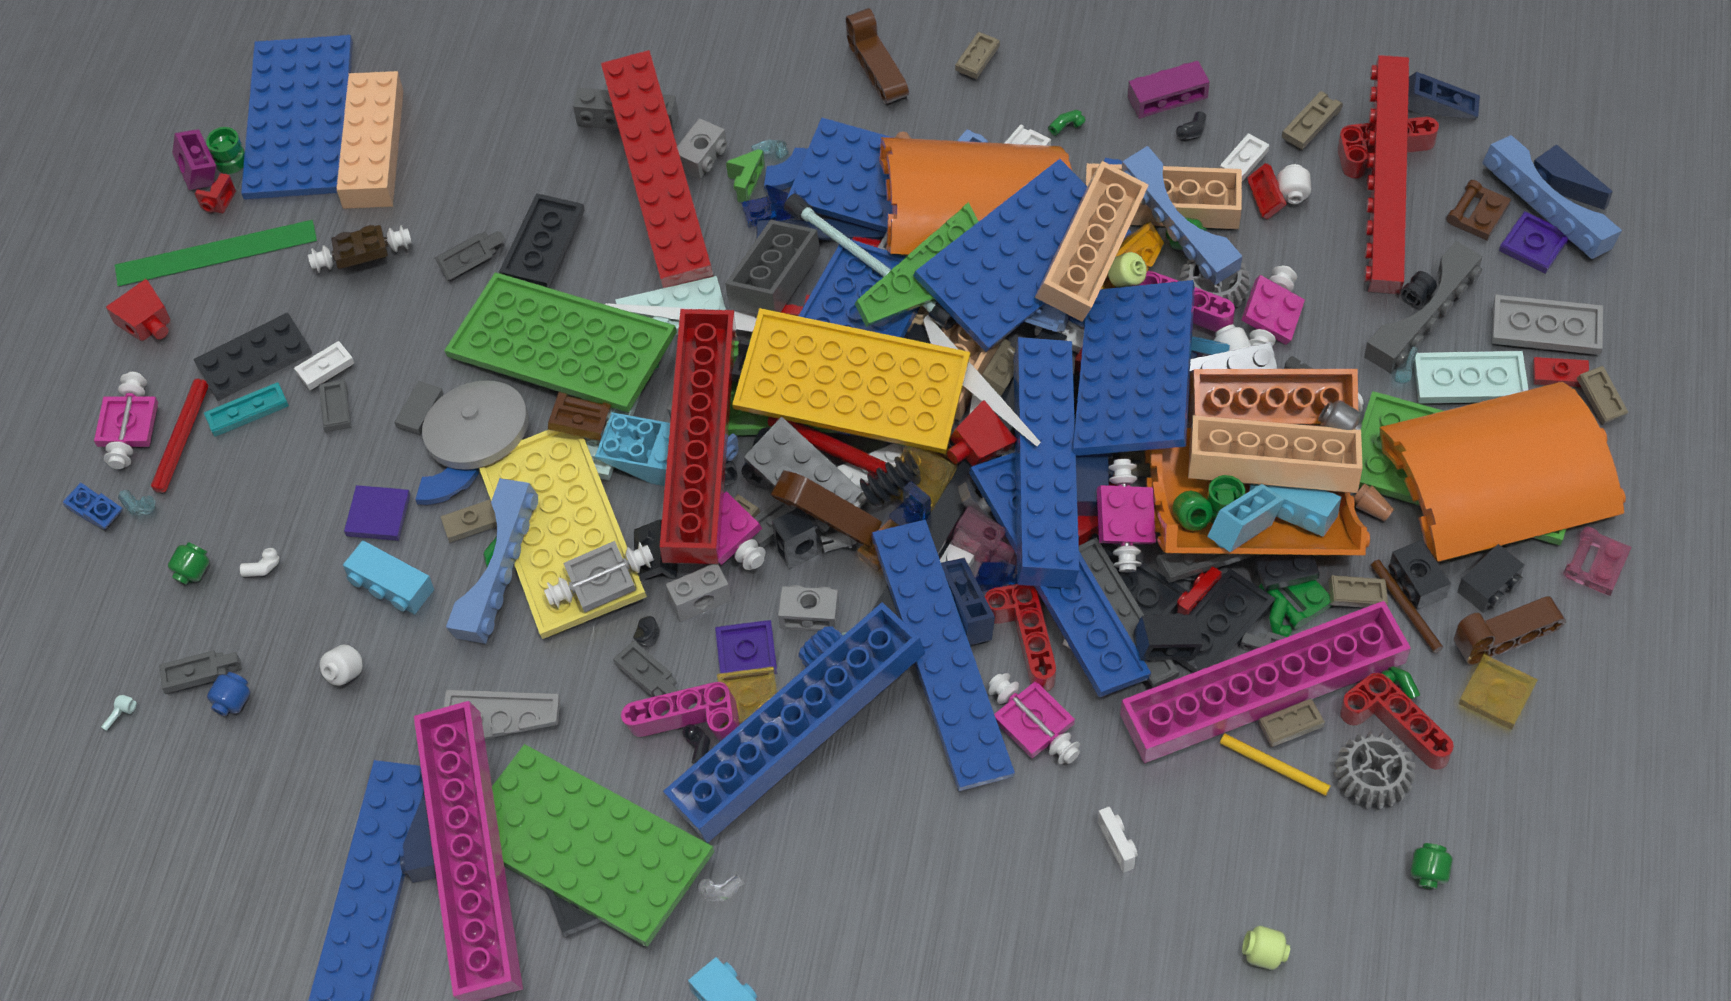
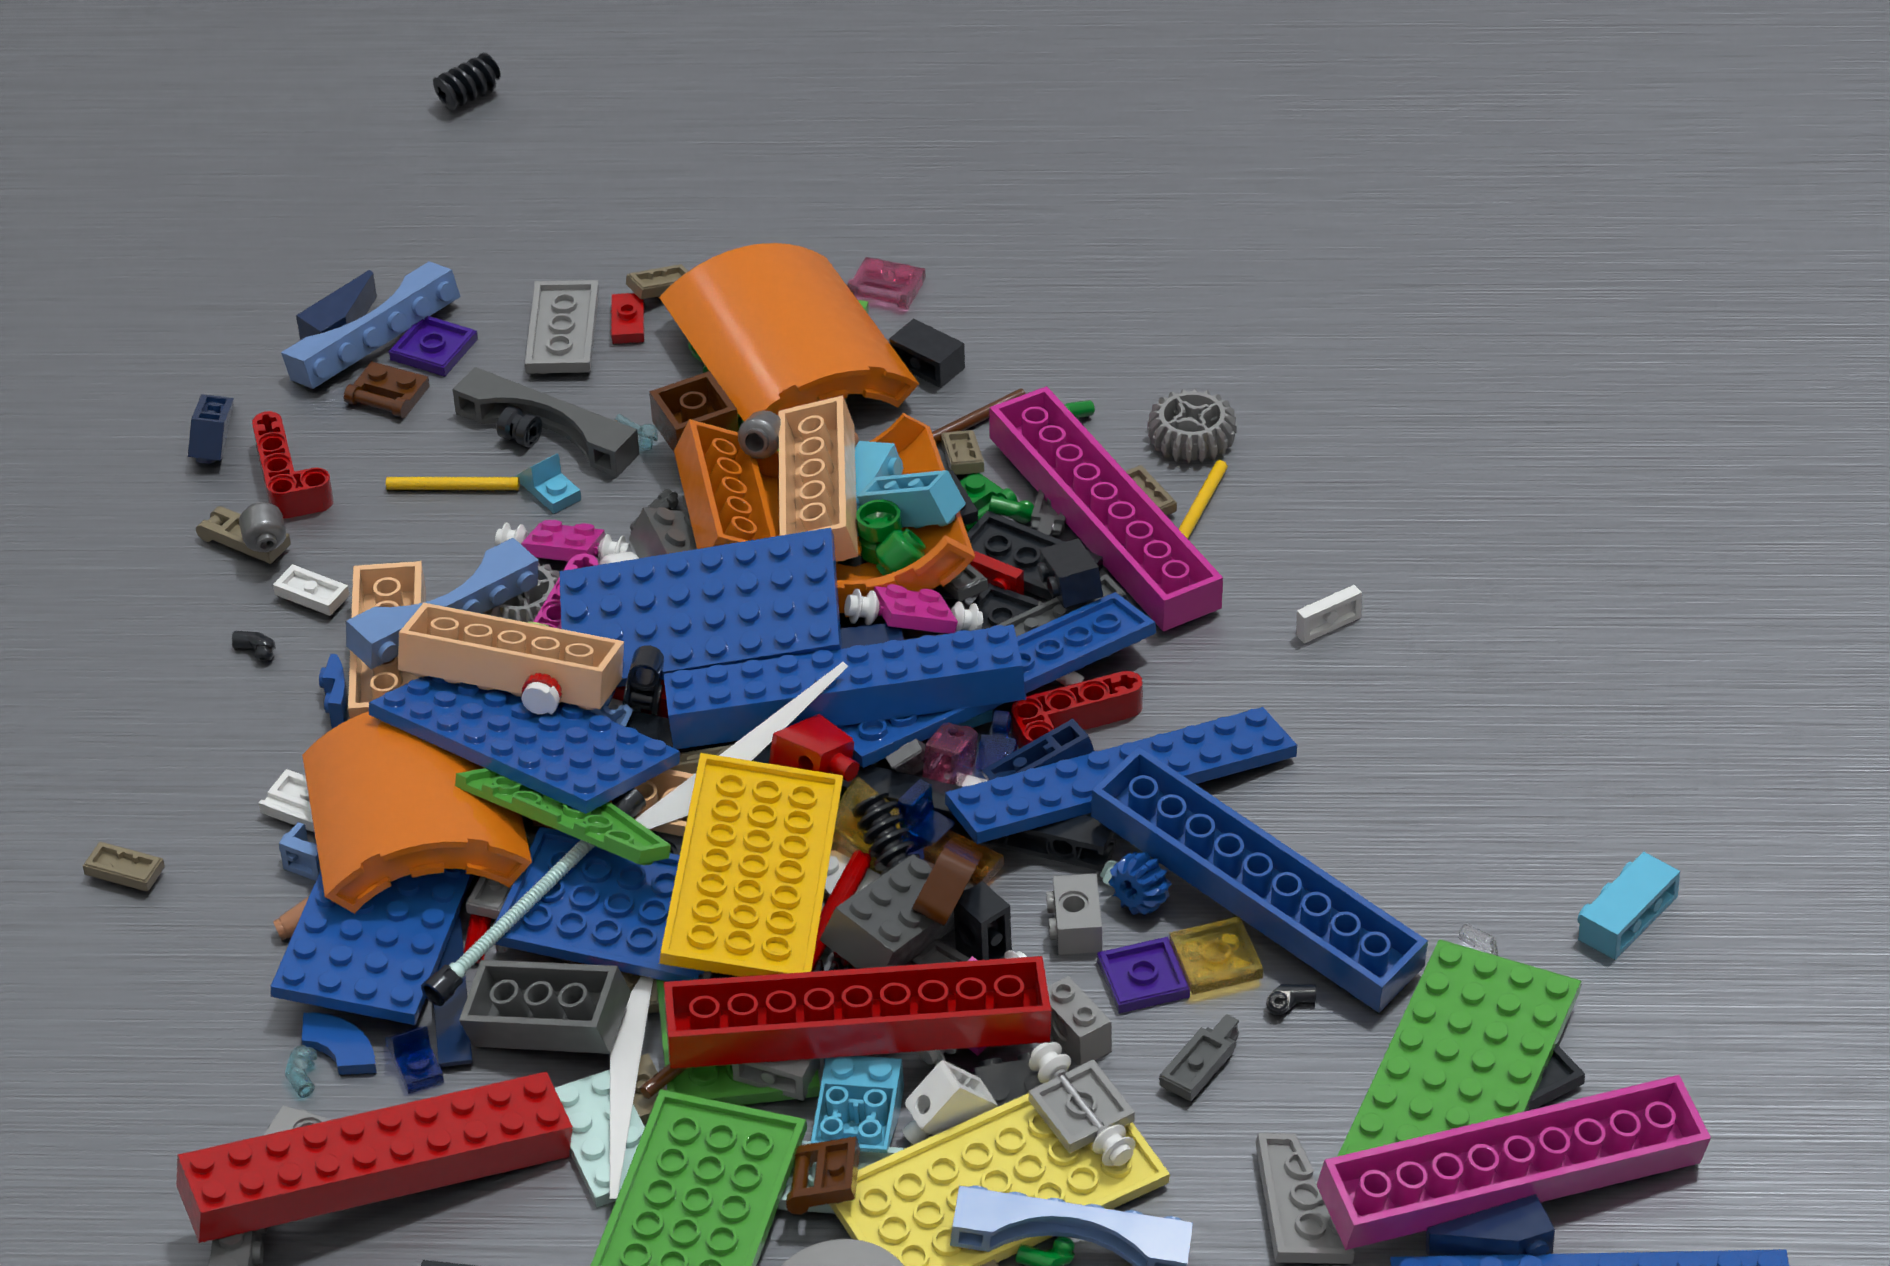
camera: 100 degrees left, 15 degrees down
(627, 497) = (945, 1100): none -> white torso
(645, 717) = (1253, 974): dark pink beam -> none
(647, 631) = (1138, 1071): black piece -> none
(746, 173) = (354, 1079): bright green slope -> none
(874, 57) = (133, 971): reddish brown beam -> none
(1033, 719) = (1189, 695): dark pink plate -> none
(1044, 256) = (541, 693): none -> white piece
(1064, 119) = (241, 765): green arm -> none
(1075, 330) = (644, 685): none -> black piece
(1168, 89) = (192, 667): magenta brick -> none
(1265, 947) = (1428, 490): yellowish green head -> none
(1266, 191) = (376, 554): red plate -> none
(1294, 183) = (359, 537): white head -> none
(1297, 119) = (262, 527): none -> flat silver head
(1353, 309) = (550, 485): none -> medium azure slope
(1360, 260) = (452, 483): none -> yellow bar
(1388, 175) = (350, 443): red brick -> none
(1396, 390) = (694, 399): none -> reddish brown brick
(1418, 560) = (933, 401): black brick -> none
(1431, 746) = (1125, 406): red beam -> none
(1431, 865) = (1298, 378): green head -> none
(1468, 376) = (639, 367): light aqua plate -> none
(1498, 691) = (1071, 344): clear yellow plate -> none
(1508, 630) = (1005, 348): reddish brown beam -> none

